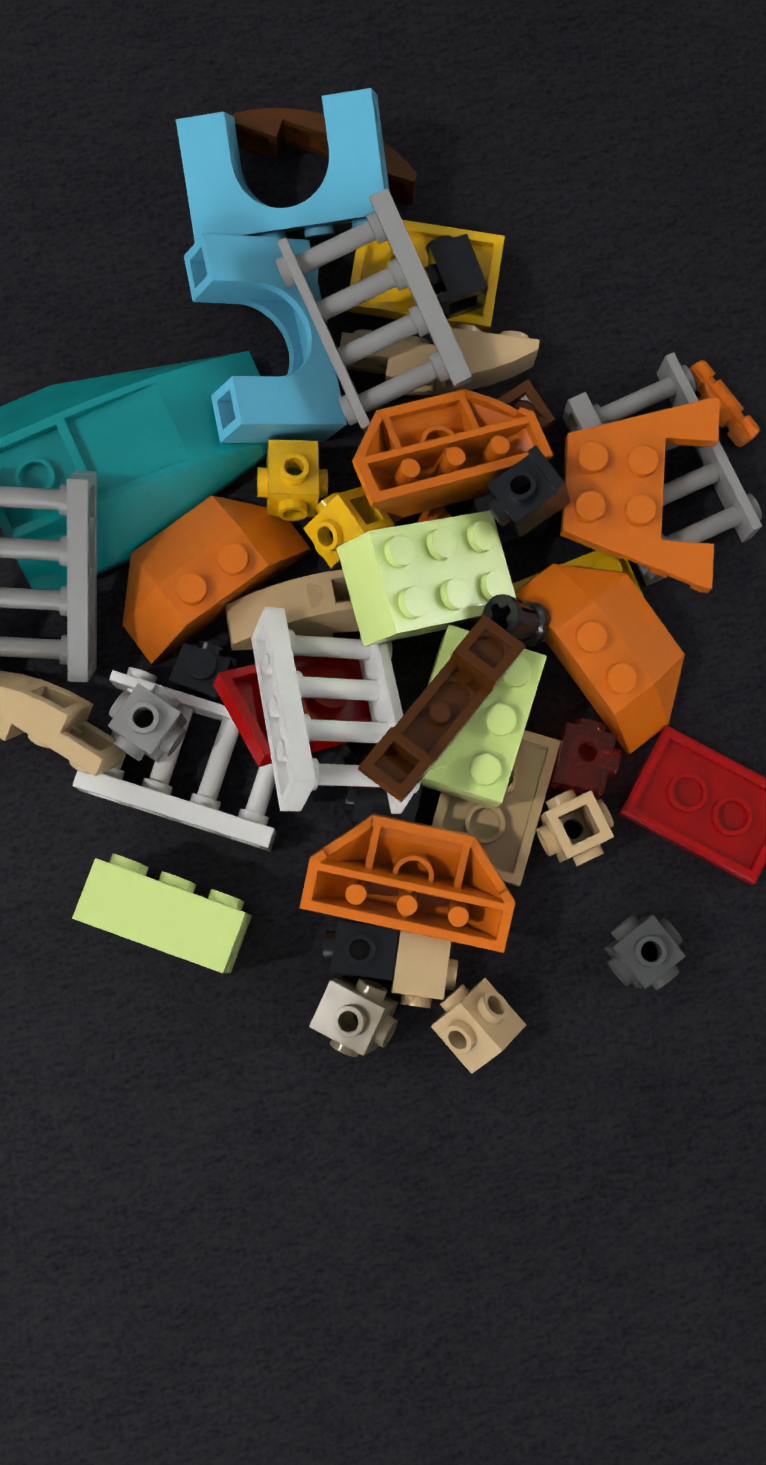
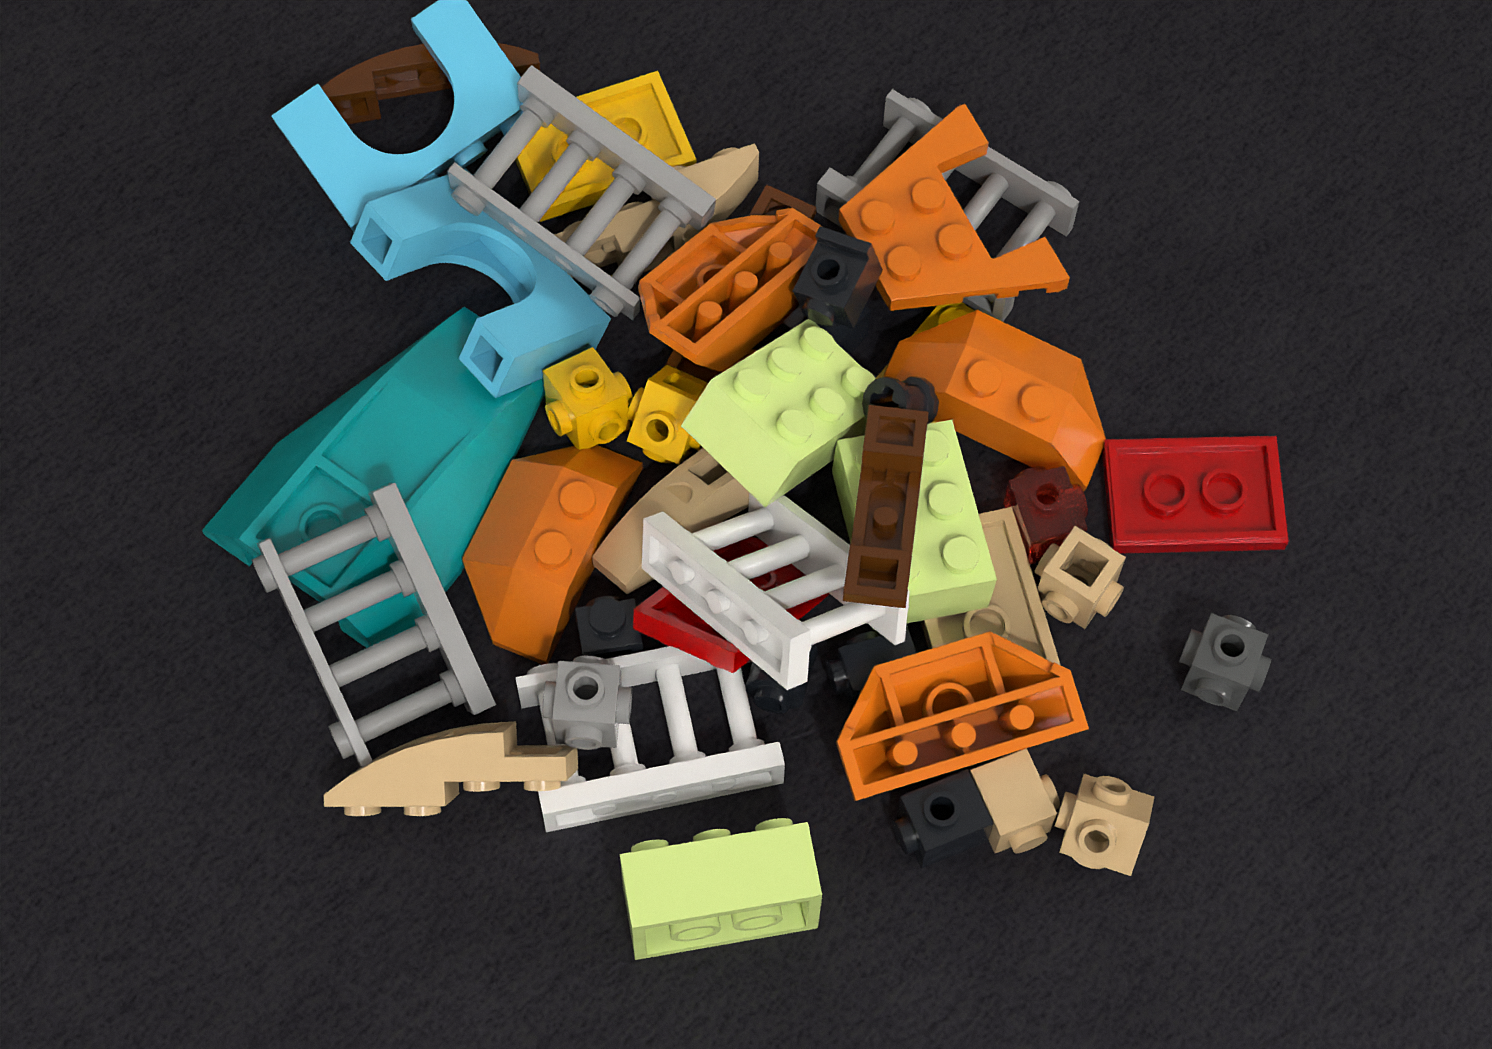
camera: 25 degrees left, 15 degrees down
(355, 1015) = (955, 878): dark tan brick -> none
(455, 275) = (640, 117): black brick -> none
(741, 427) = (999, 130): orange axle -> none

